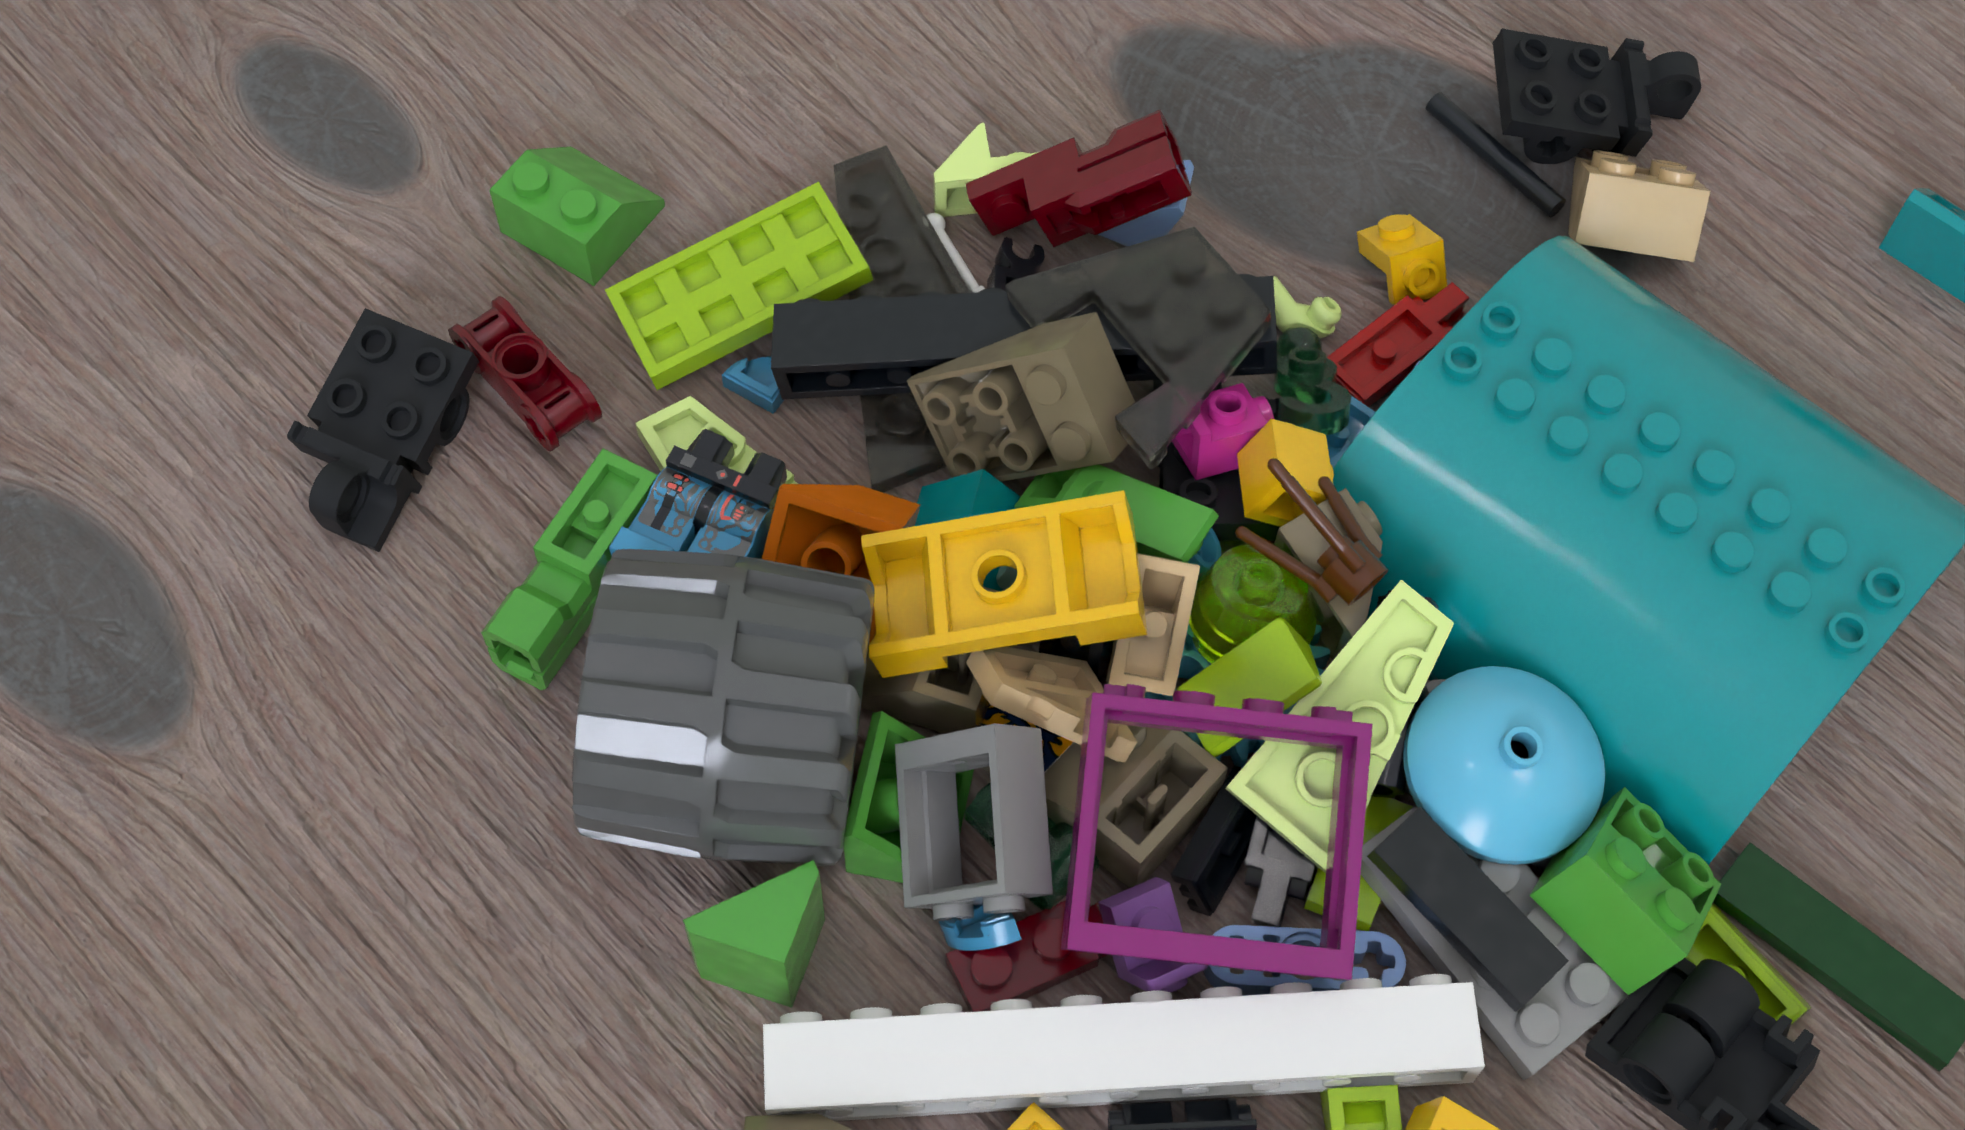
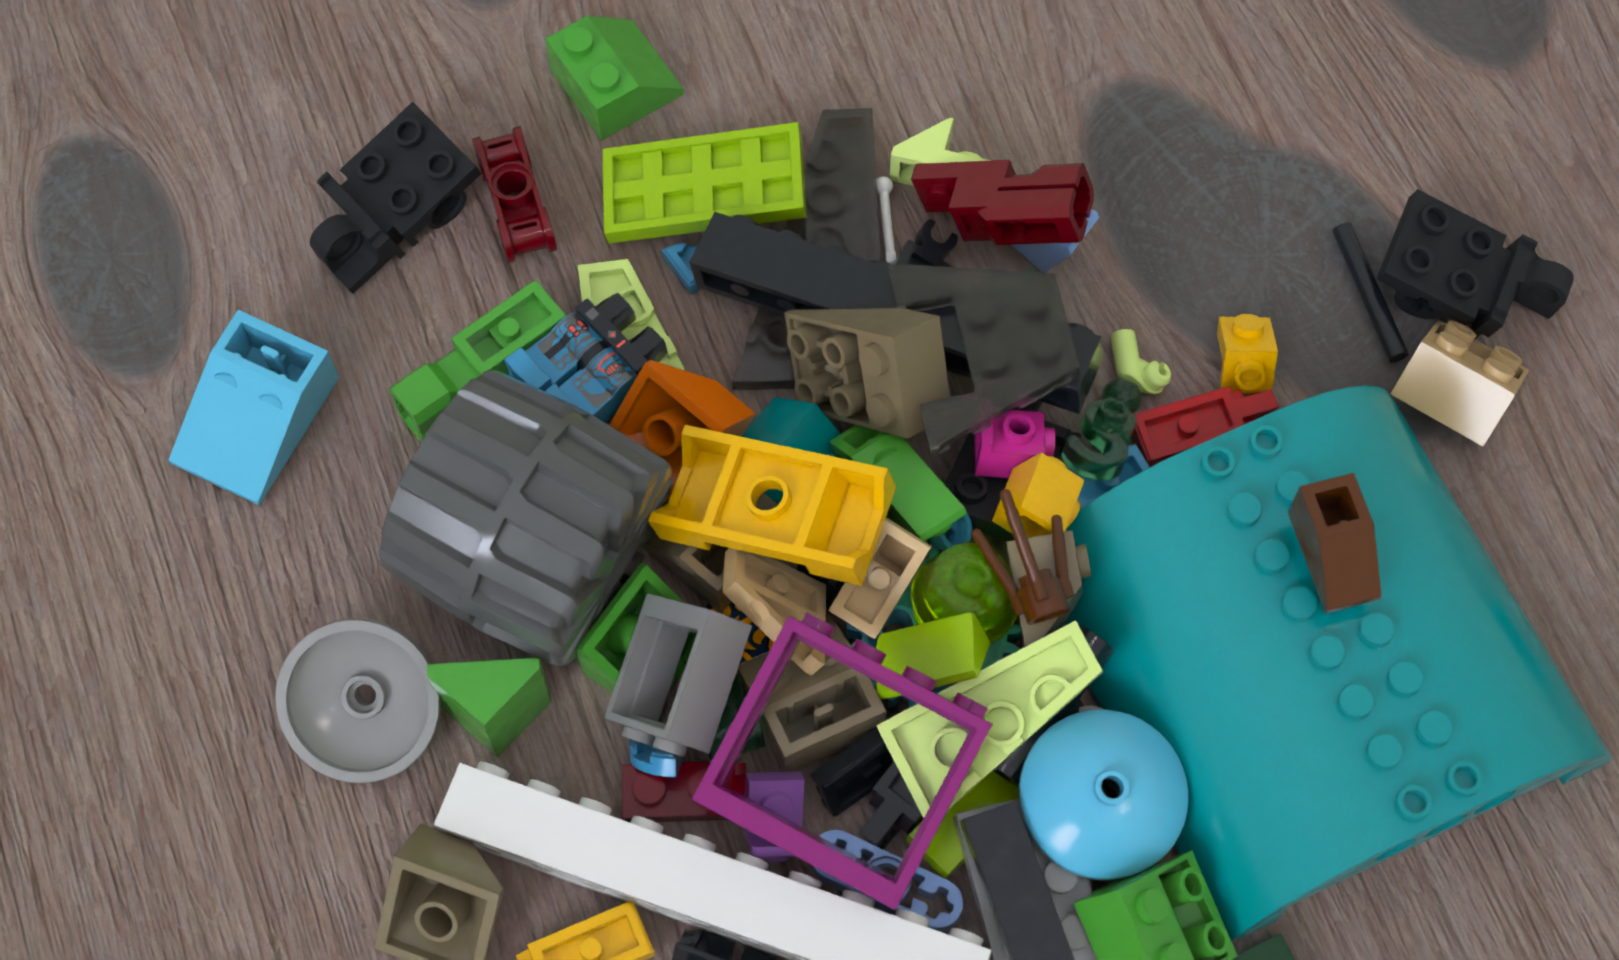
camera: 25 degrees right, 5 degrees up
(319, 718) = (252, 406): none -> medium azure slope
(598, 1051) = (334, 724): none -> light grey dish
(1639, 386) = (1337, 541): none -> reddish brown slope

